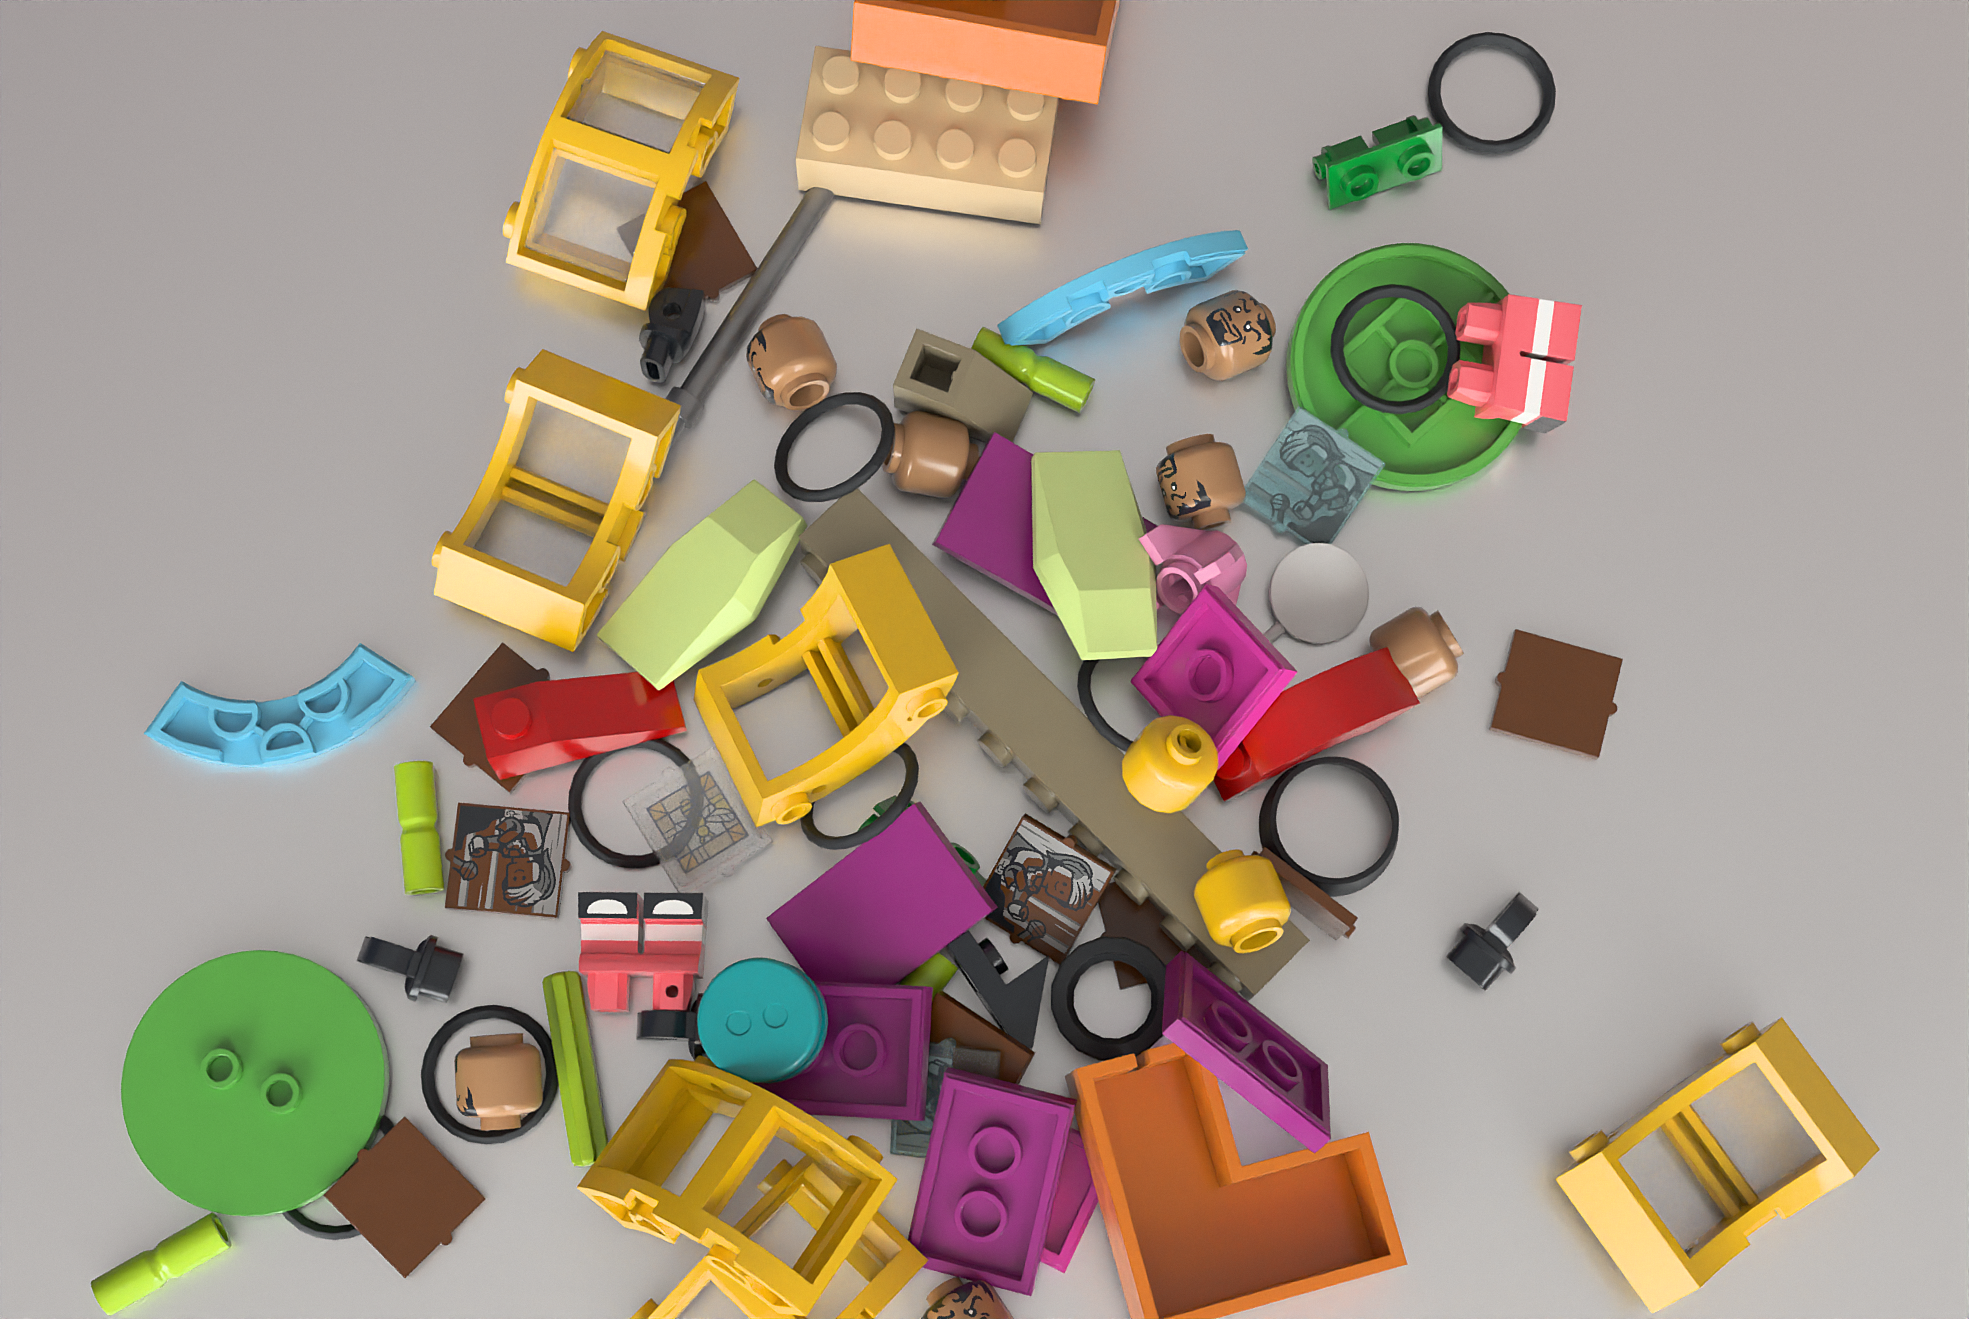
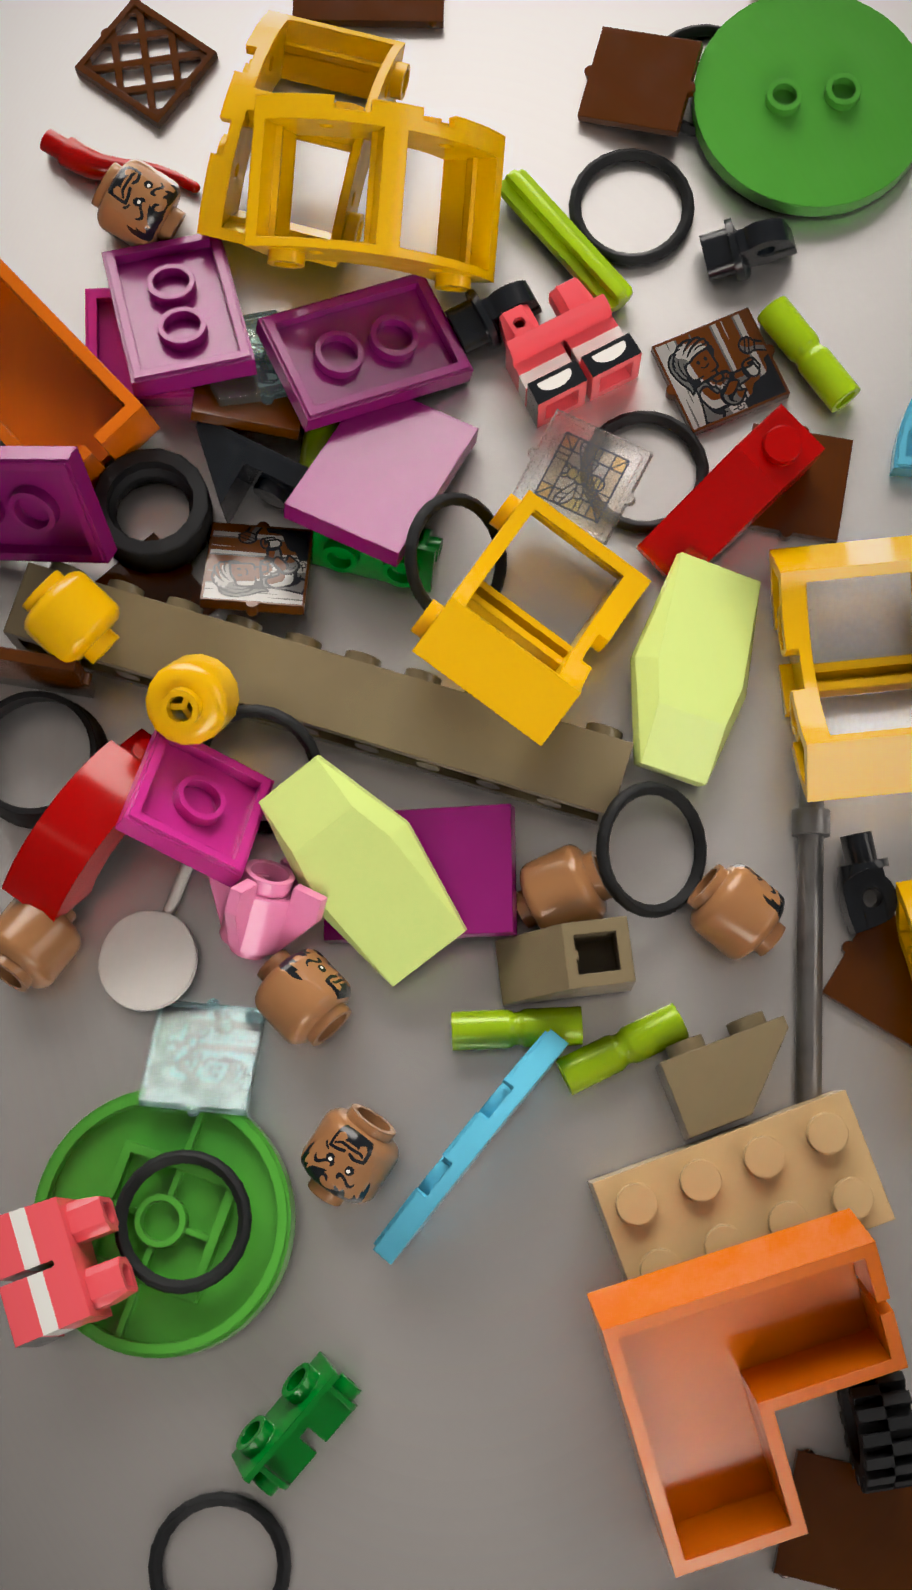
camera: 160 degrees right, 0 degrees up
(498, 1080) = (618, 189): medium nougat head -> none
(762, 1020) = (428, 328): teal head -> none
(881, 236) = (722, 1079): none -> dark tan slope
(943, 306) = (615, 1052): none -> lime piece

